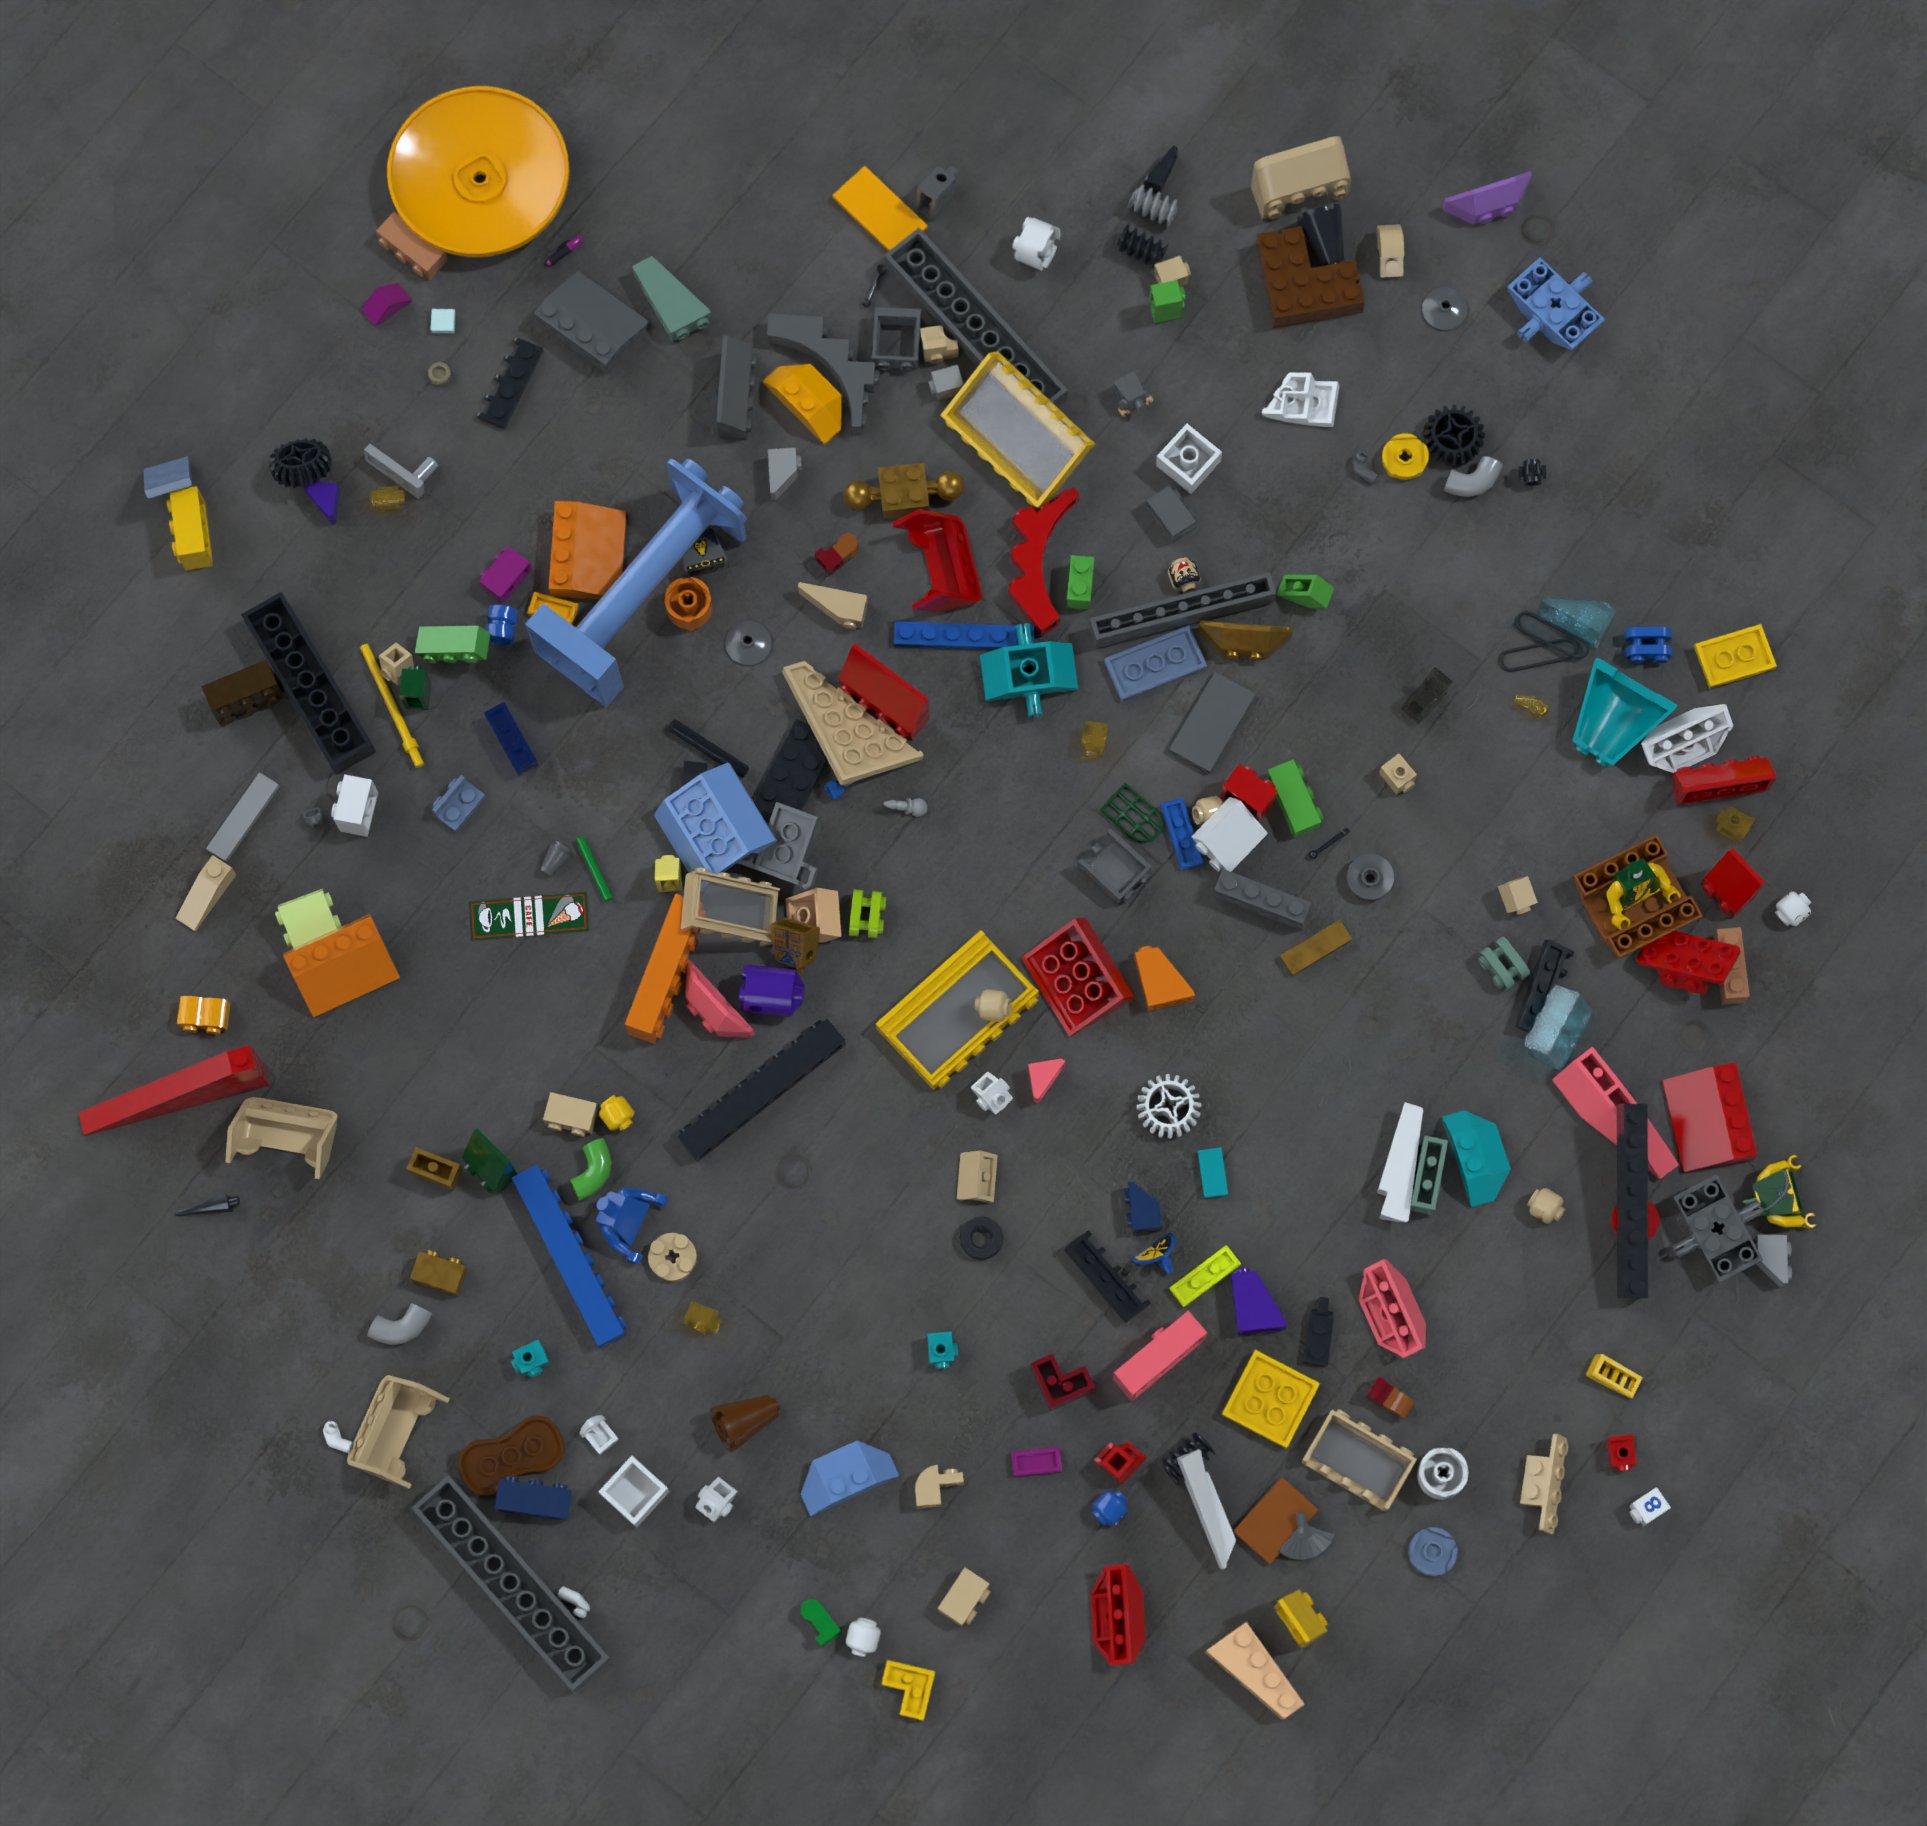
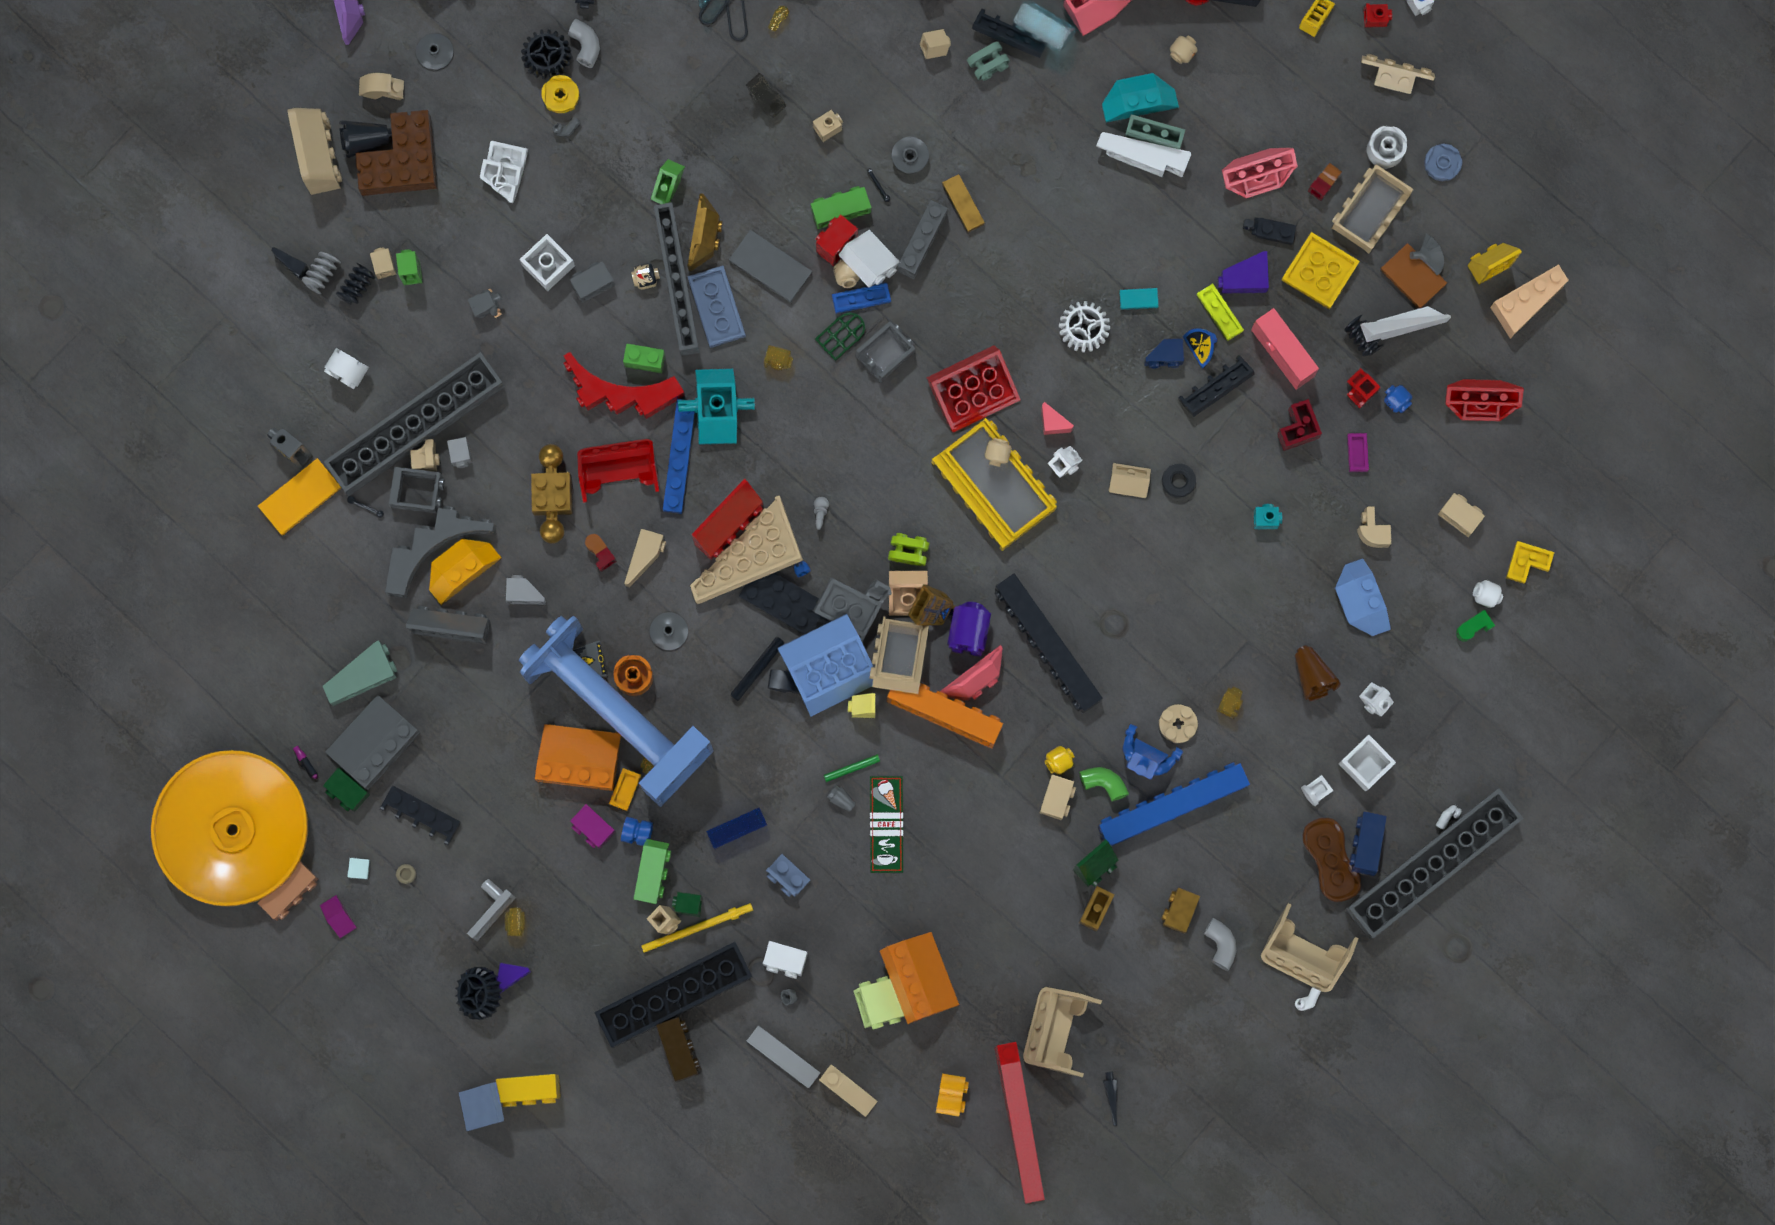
camera: 90 degrees left, 5 degrees up
(530, 295) = (346, 790): none -> dark green piece
(530, 1359) = (1255, 840): teal brick -> none
(1017, 429) = (511, 395): clear window -> none
(1160, 980) = (981, 324): orange slope -> none

